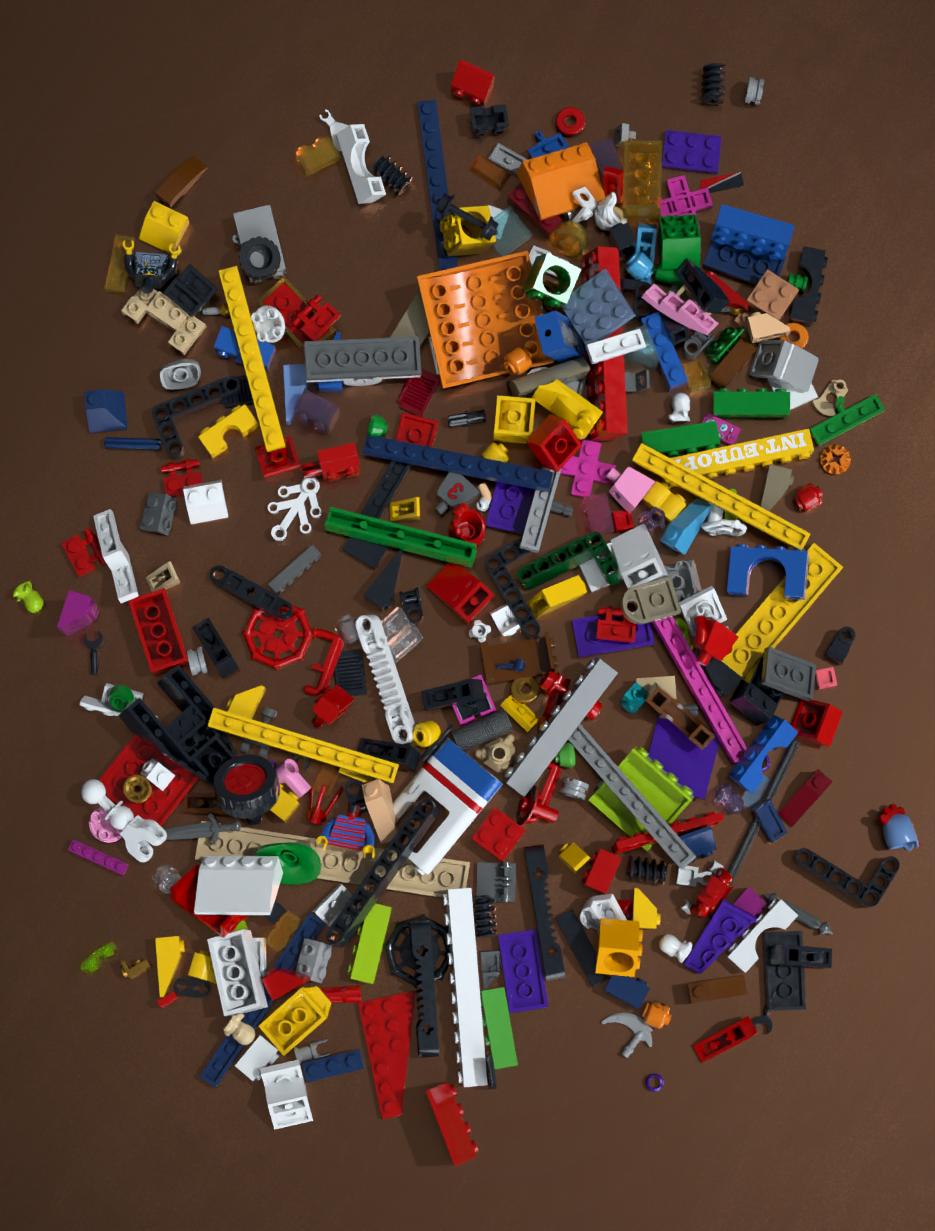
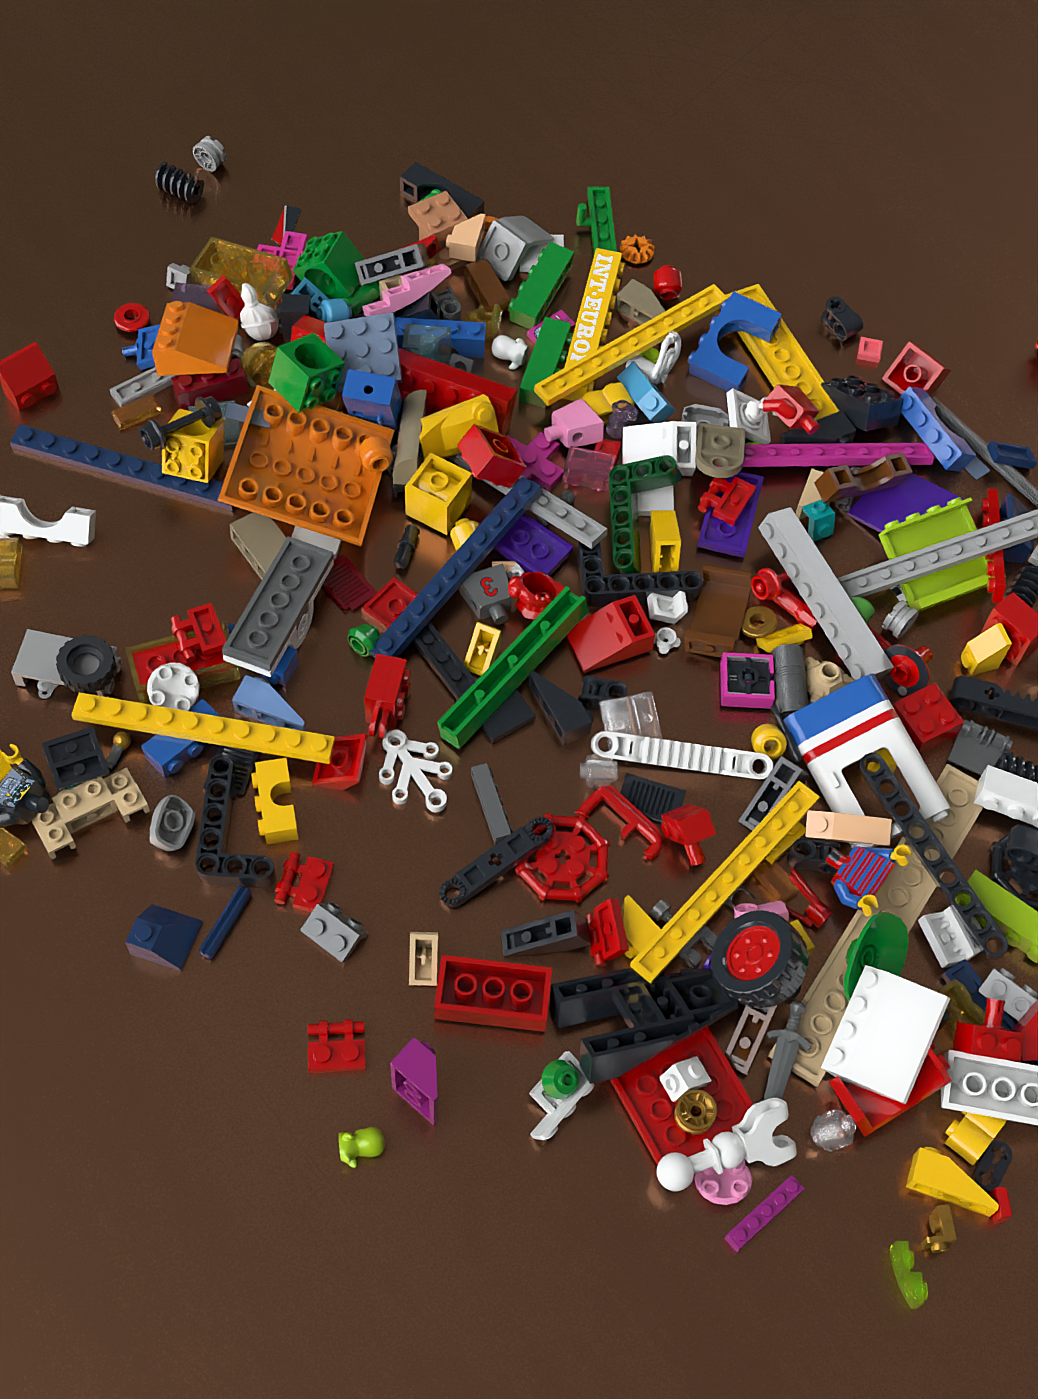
camera: 65 degrees left, 20 degrees down
(94, 654) = (479, 1095): black piece -> none
(115, 556) = (365, 1000): white bracket -> none
(197, 661) = (559, 960): light grey wheel -> none
(205, 501) = (351, 862): white slope -> none
(233, 684) = (607, 932): none -> red plate
(263, 952) = (990, 1037): none -> red brick
(317, 412) = (312, 687): clear purple brick -> none
(391, 174) = (77, 496): black piece -> none
(453, 694) = (737, 686): black slope -> none
(489, 120) = (79, 383): black cylinder -> none
(501, 249) = (239, 413): none -> sand blue sticker
(518, 666) = (729, 615): dark blue hand -> none
(587, 206) = (233, 324): white bracket -> none
(615, 346) = (416, 352): white plate -> none
(691, 152) = (240, 226): dark purple plate -> none
(728, 339) = (463, 280): green hinge -> none
(731, 800) = (970, 481): clear purple animal -> none
(740, 263) = (385, 231): dark blue plate -> none
(752, 232) = (361, 200): blue brick -> none
(788, 673) = (856, 368): dark grey plate -> none
(805, 797) = (995, 411): dark red slope -> none
(822, 405) = (565, 218): tan piece -> none

